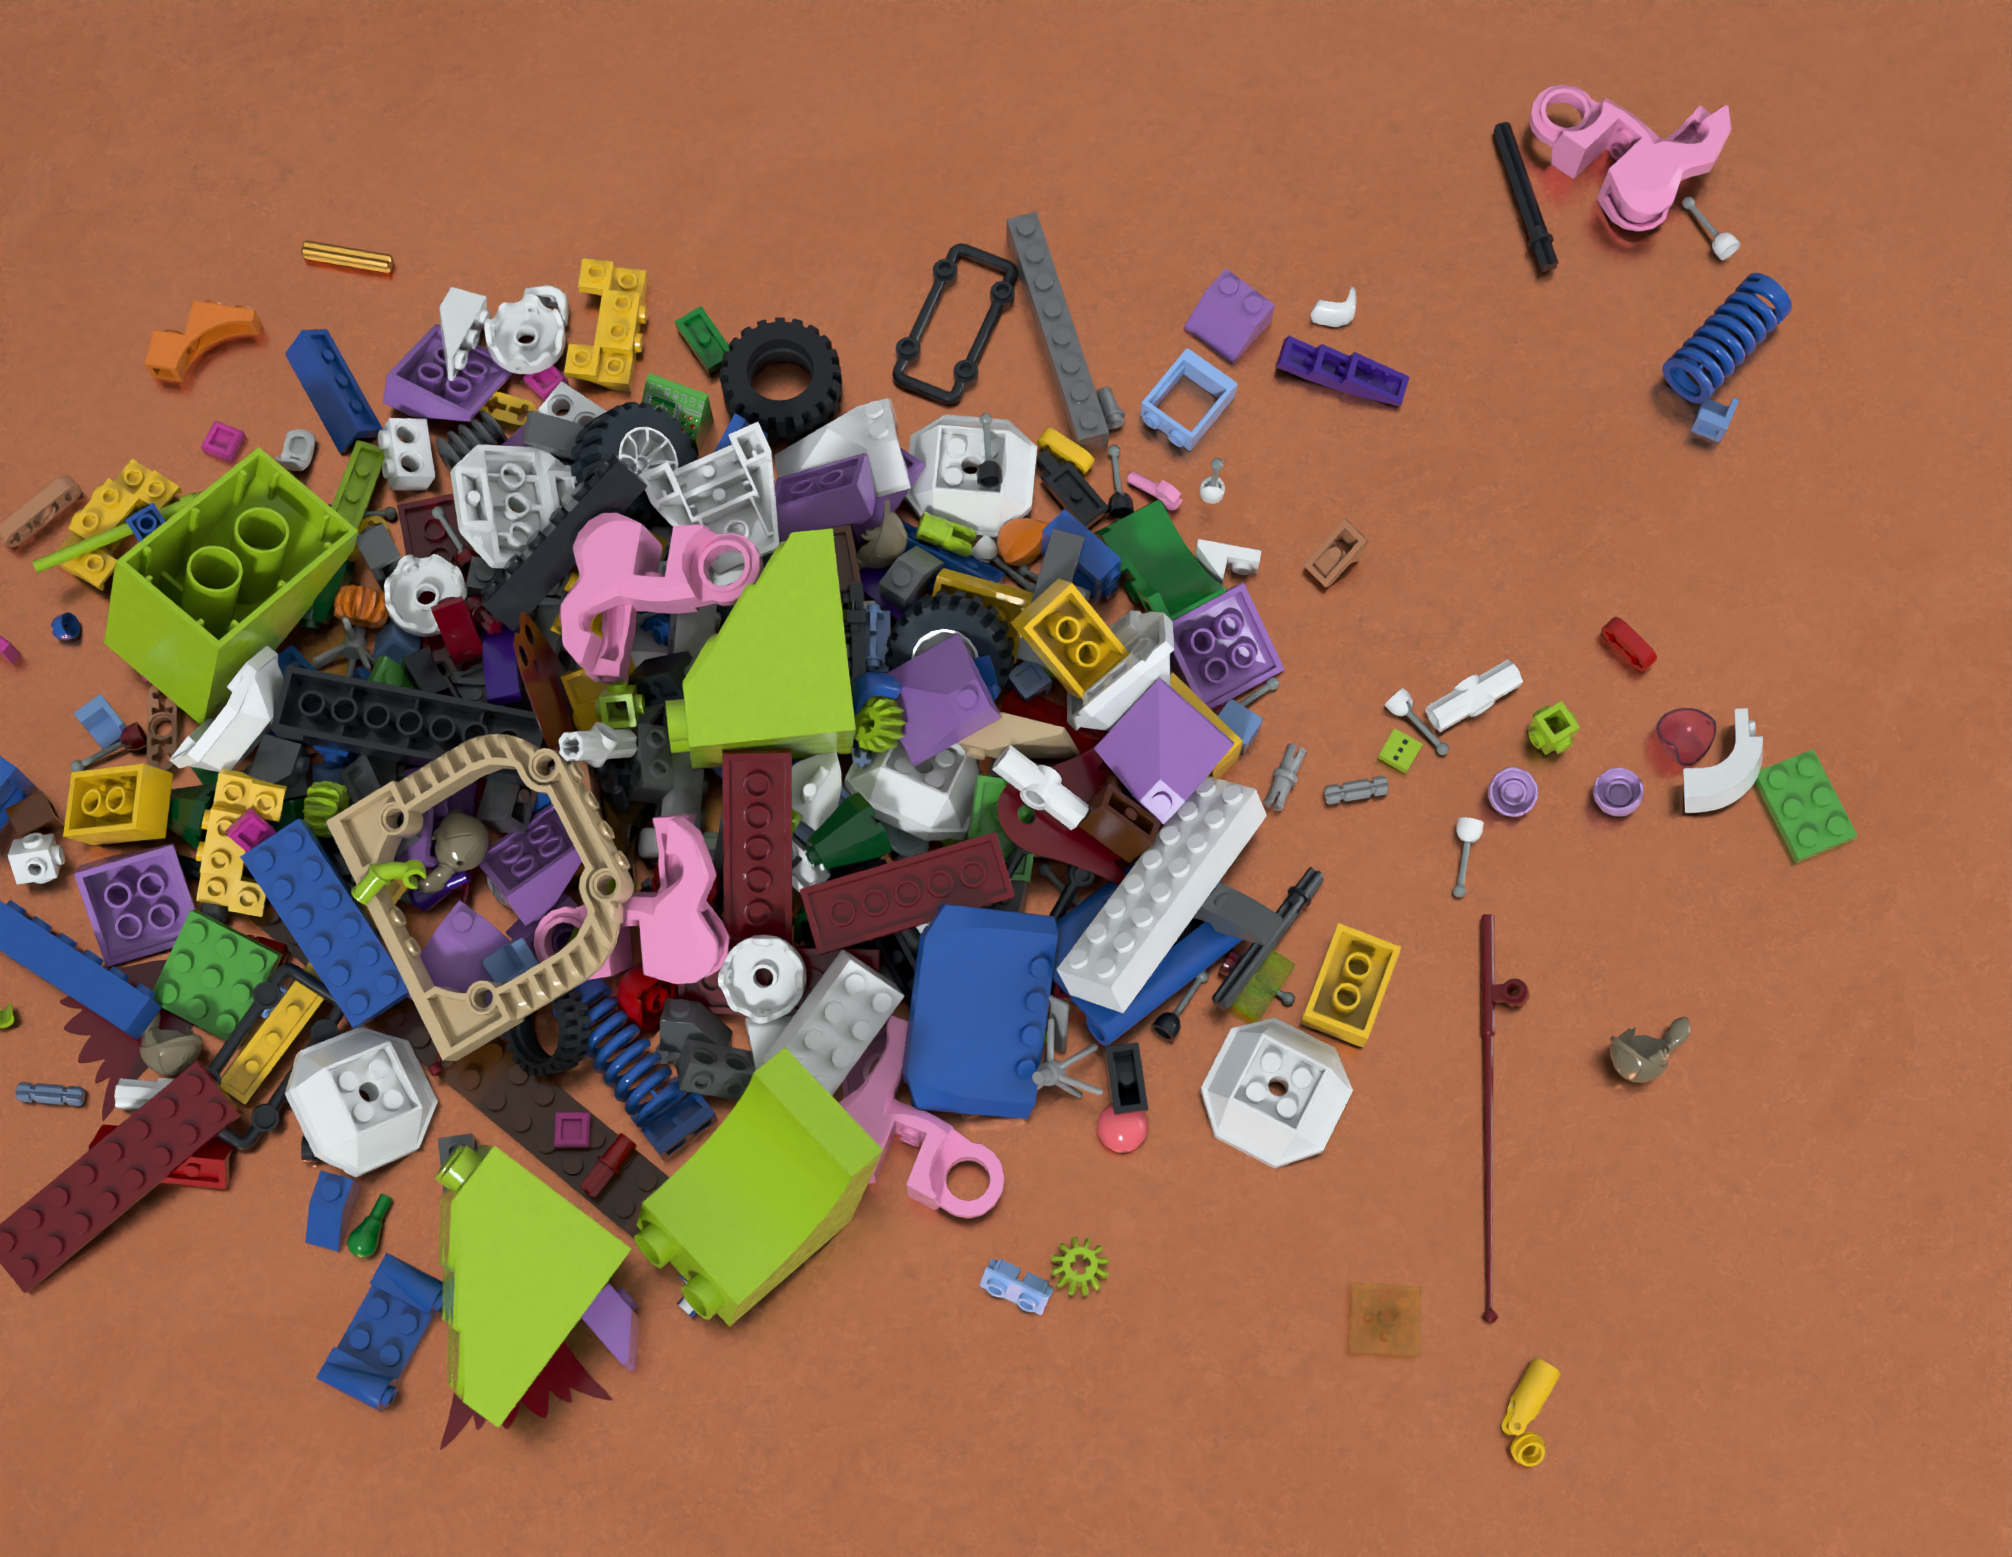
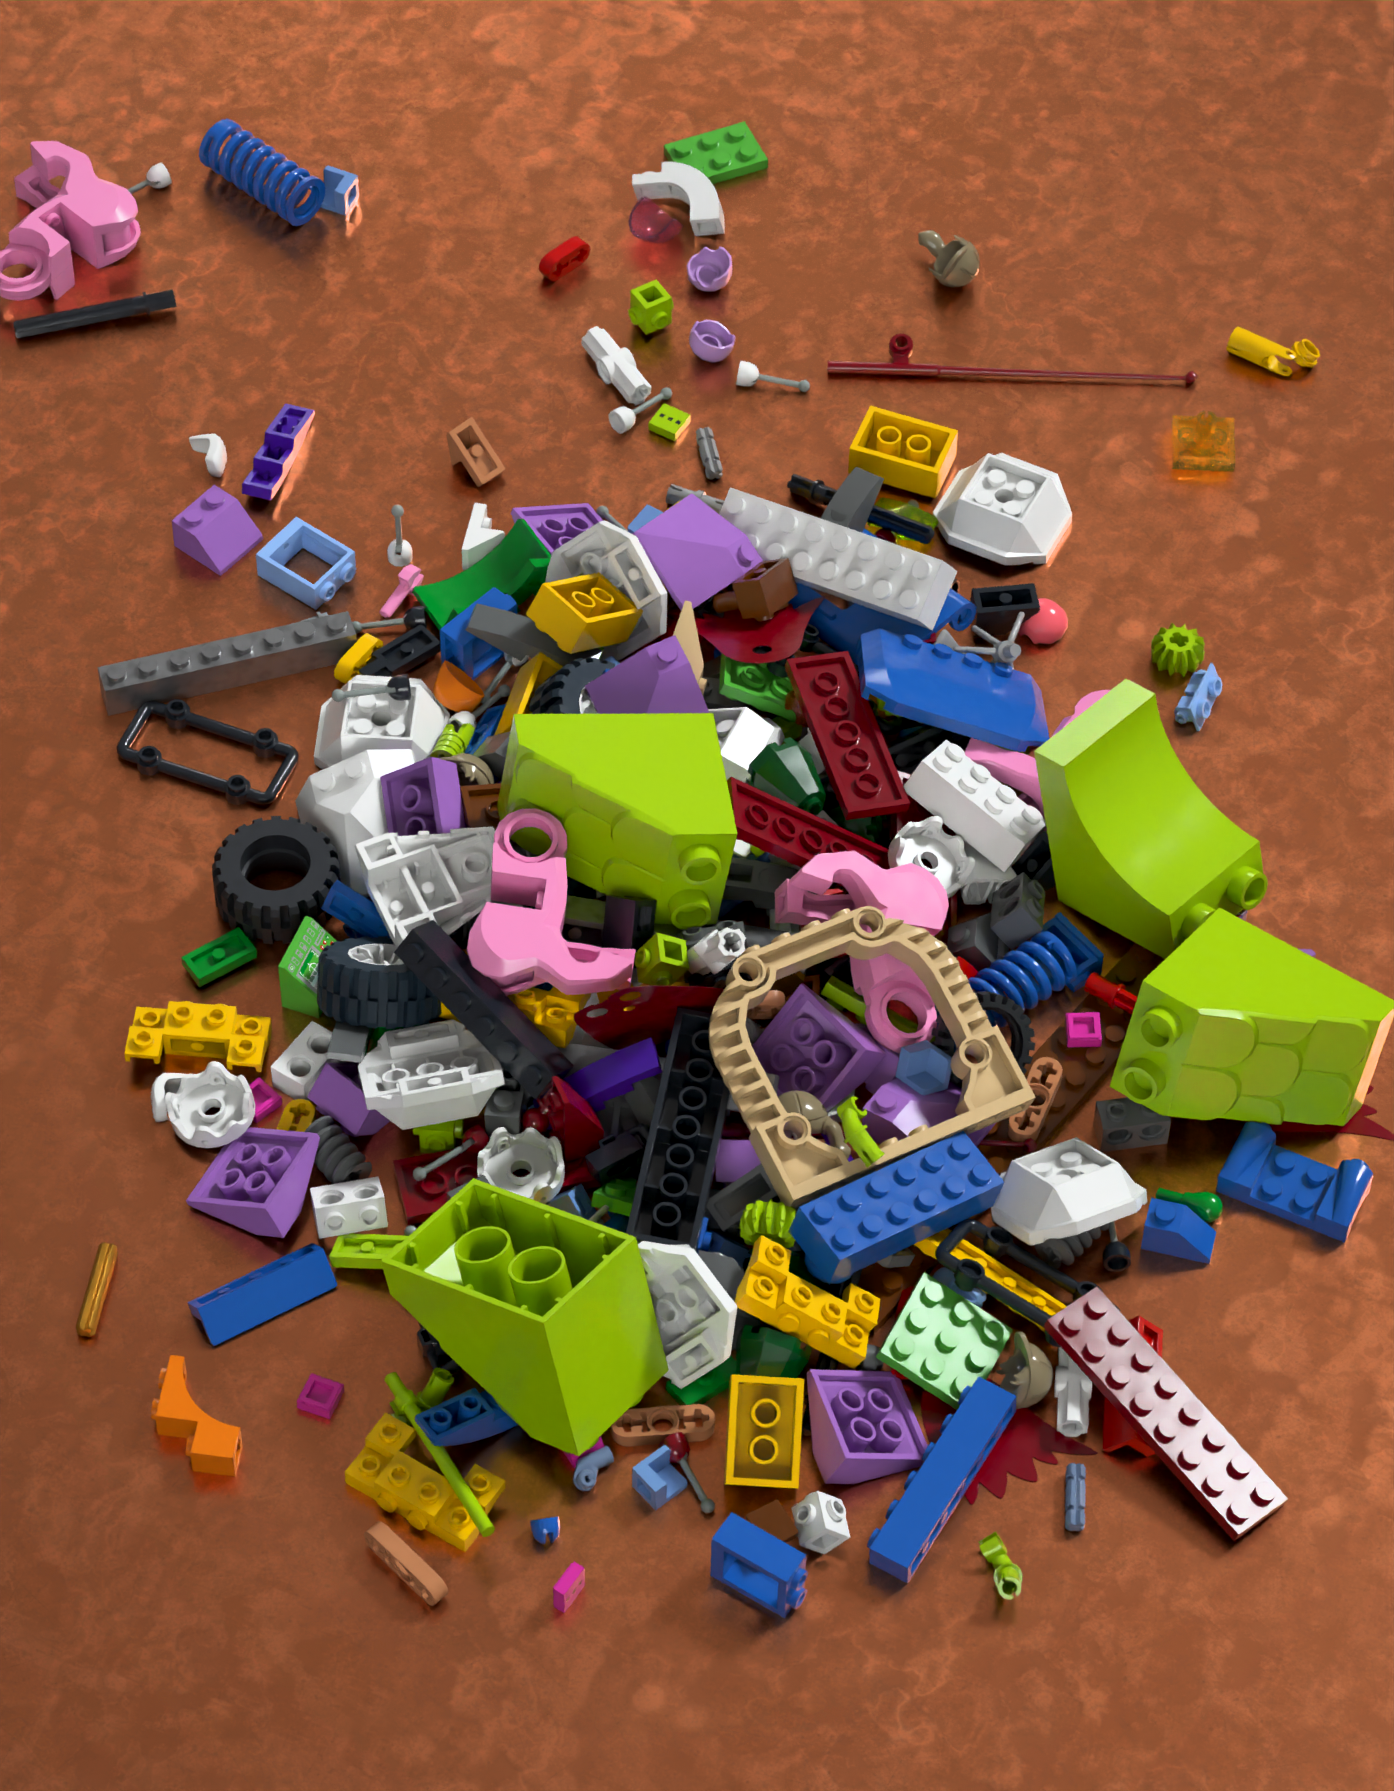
camera: 90 degrees left, 20 degrees down
(113, 662) = (587, 1468): none -> sand blue arm
(250, 830) = (805, 1270): dark pink tile -> none
(297, 450) = (336, 1320): white hair -> none
(460, 323) = (197, 1165): white slope -> none
(505, 1094) = (1048, 1092): none -> nougat beam
(1040, 787) = (737, 633): white piece -> none

